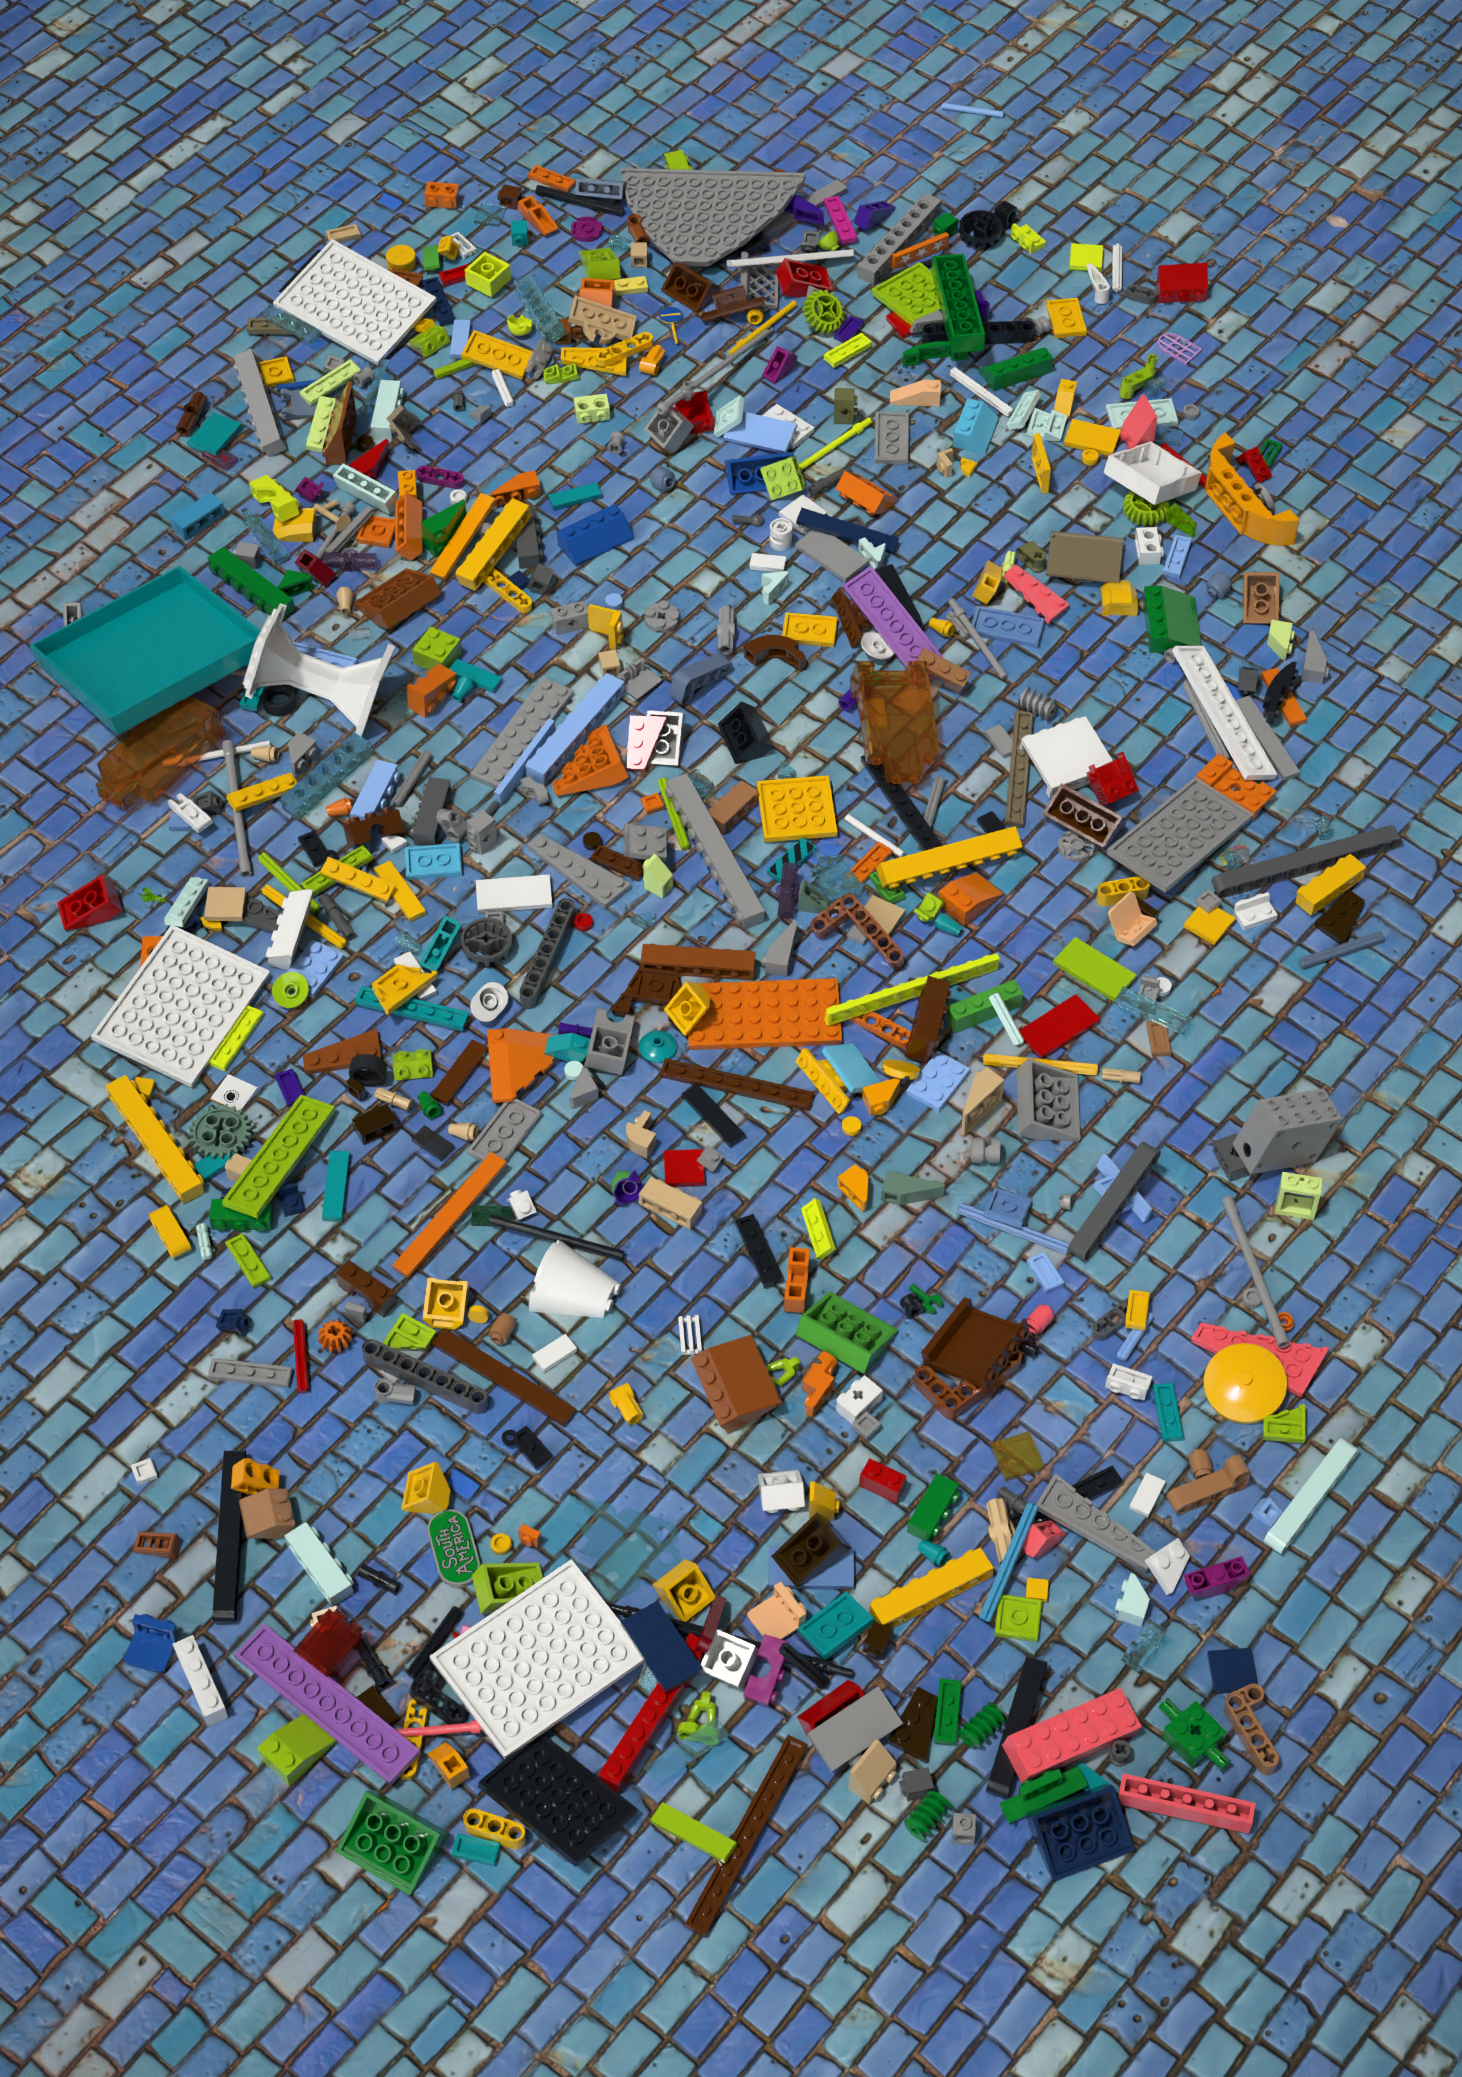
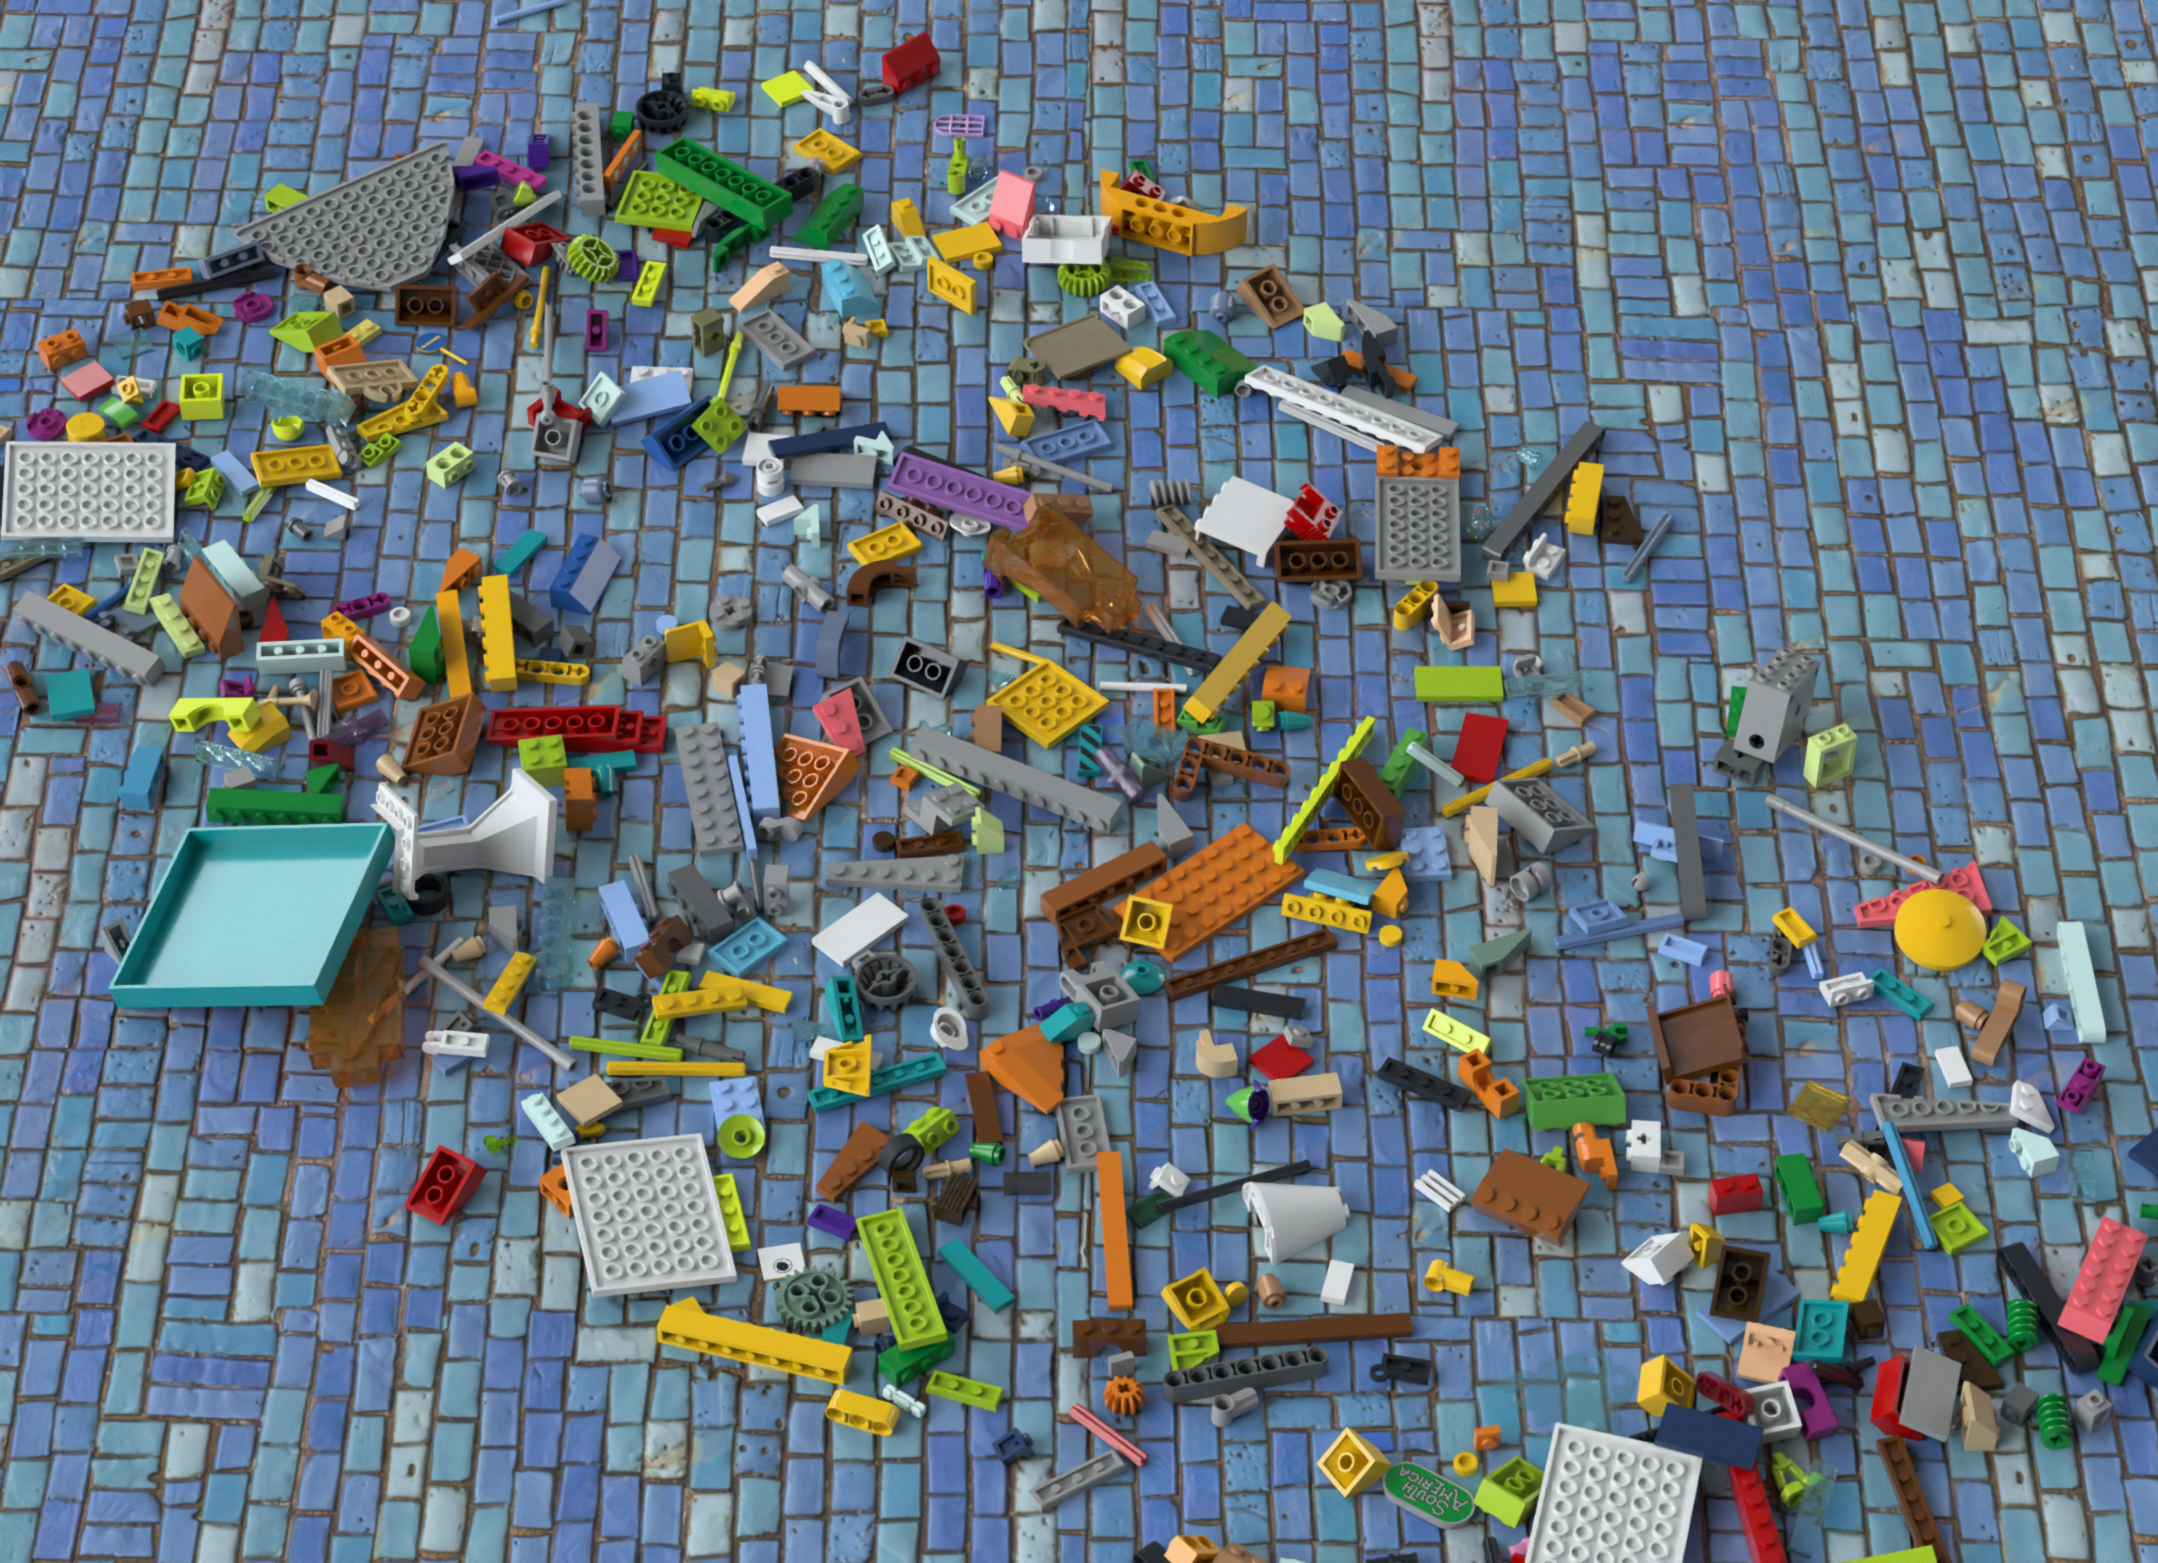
camera: 40 degrees left, 10 degrees down
(290, 929) = (688, 1079): white slope -> none
(383, 240) = (47, 424): none -> magenta tile
(435, 226) = (87, 381): none -> tile
(484, 642) = (582, 728): none -> red slope
(817, 760) = (1017, 653): none -> yellow bar

